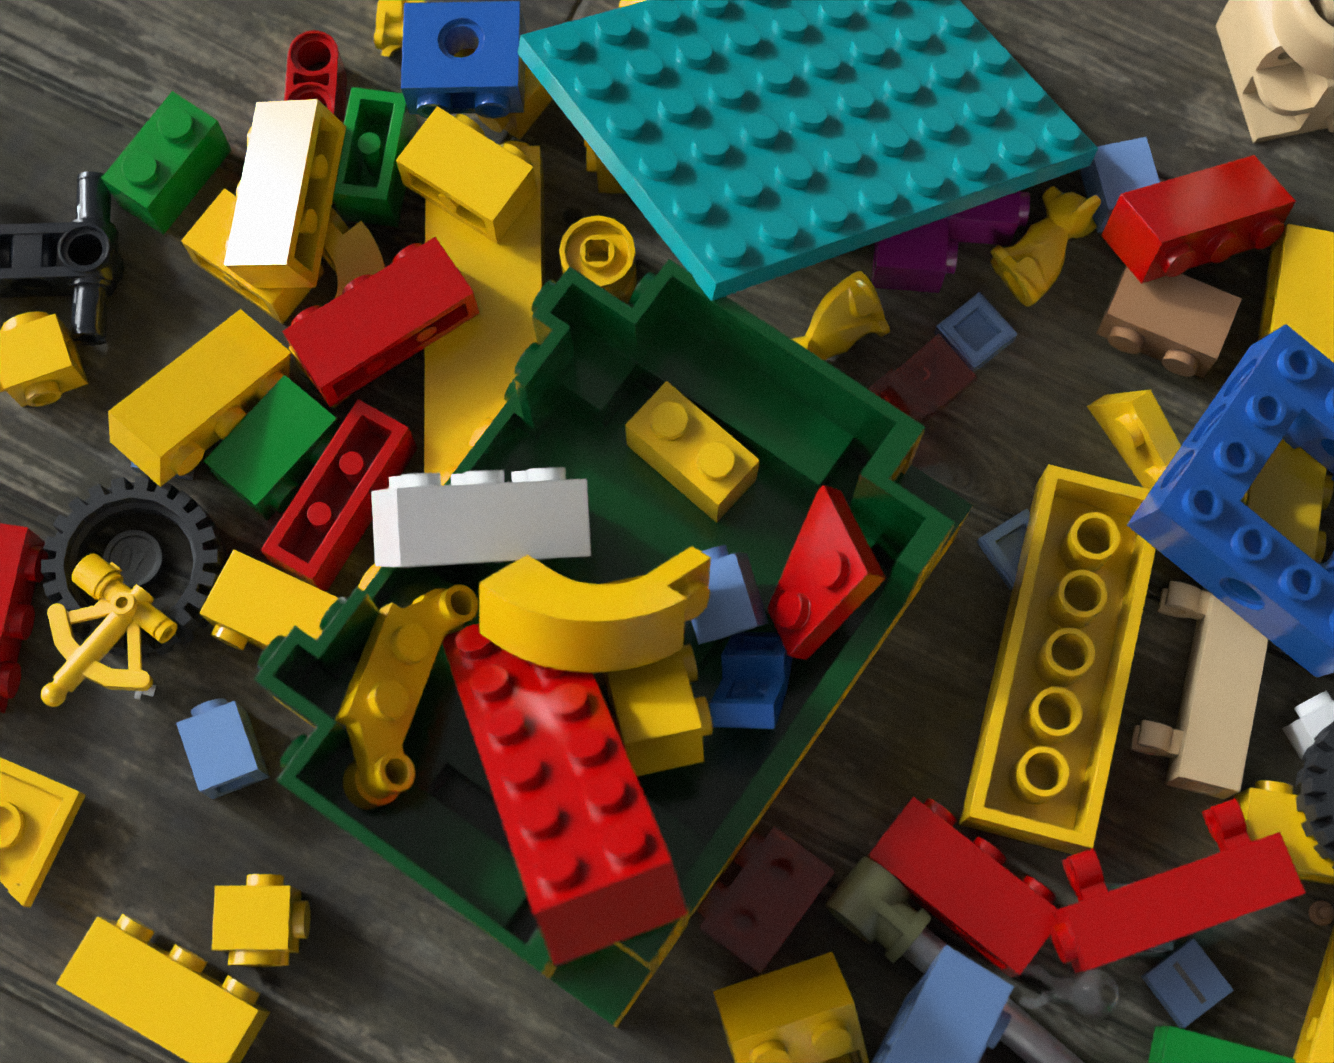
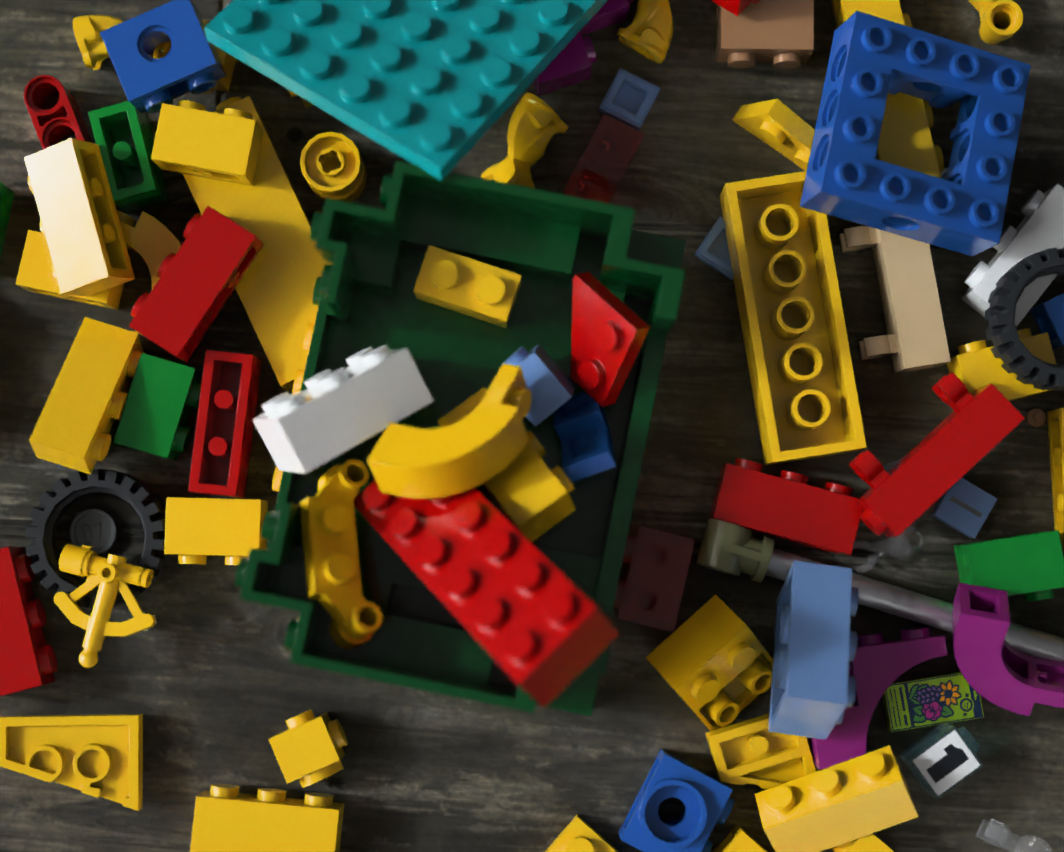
camera: 25 degrees left, 10 degrees up
(222, 748) = (224, 639): medium blue brick -> none

